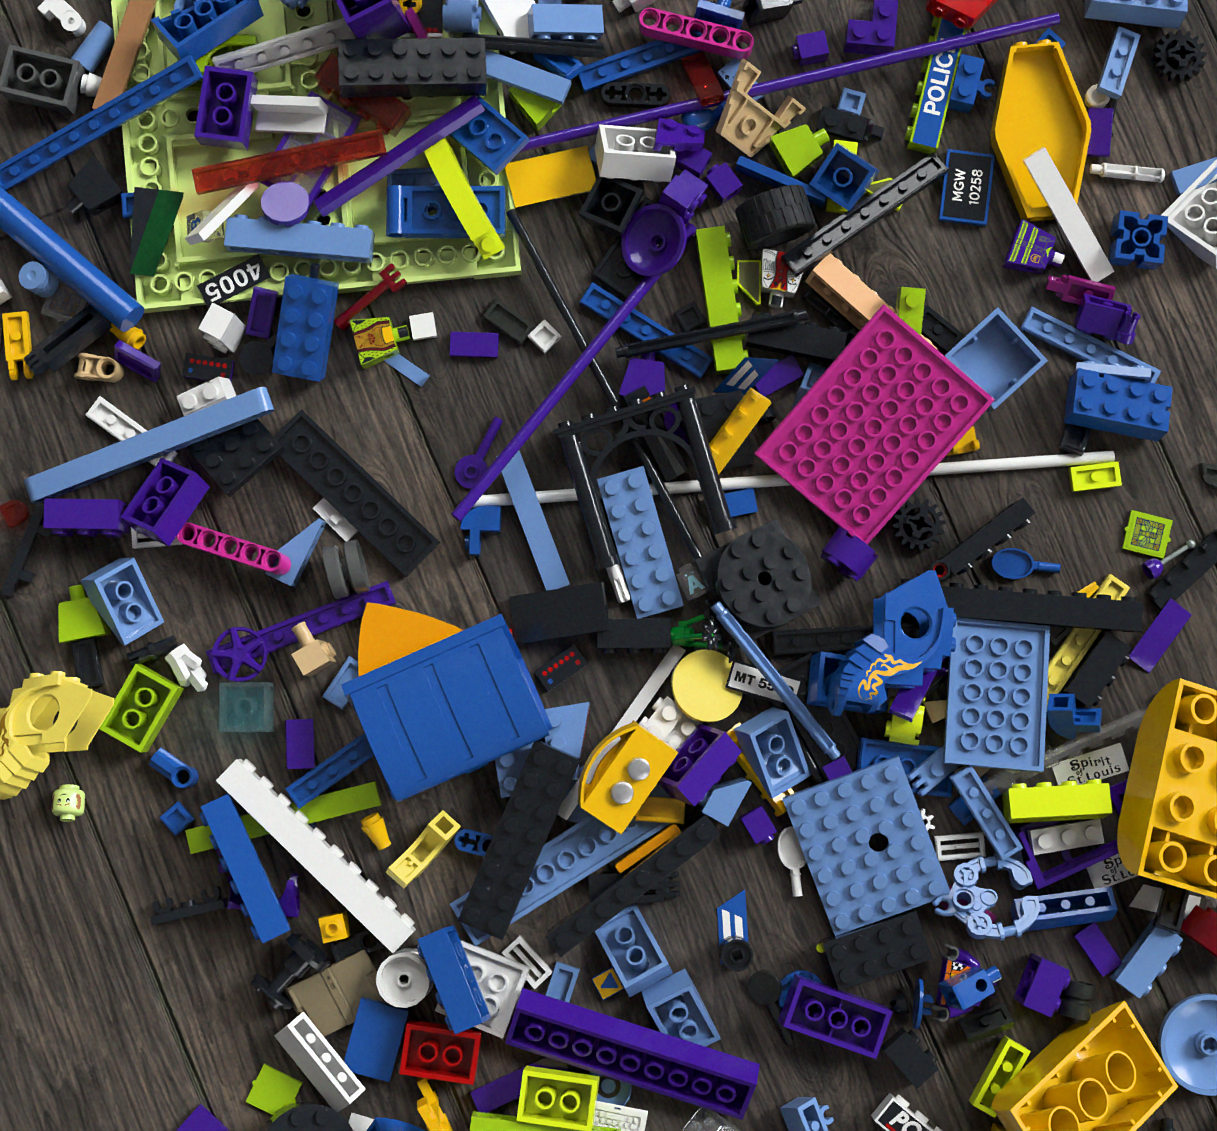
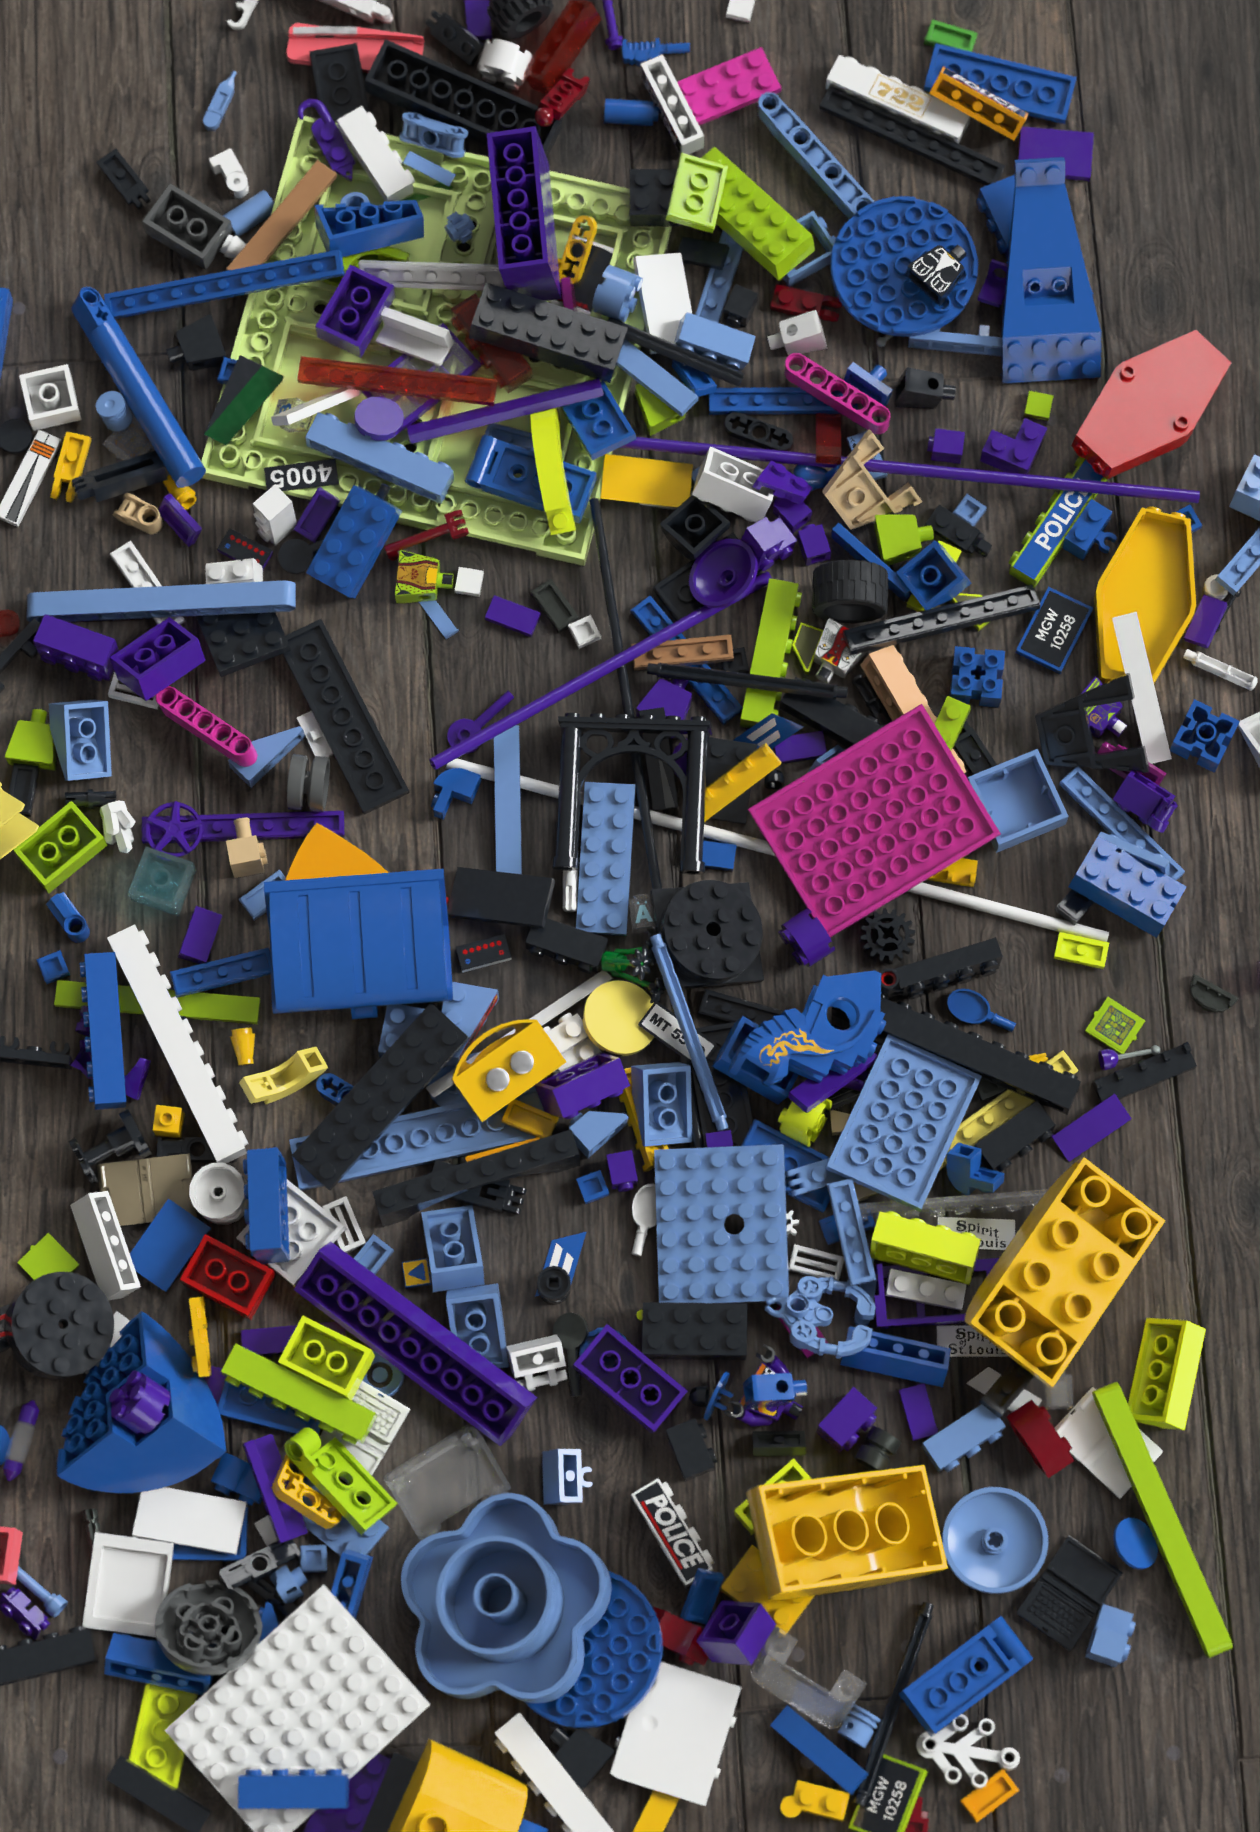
camera: 20 degrees right, 10 degrees down
(646, 324) = (688, 652): none -> medium nougat tile
(737, 849) = (592, 1187): none -> blue plate
(745, 1027) = (536, 1357): none -> white brick
(906, 268) = (988, 666): none -> blue brick
(1015, 281) = (1068, 737): none -> black wing

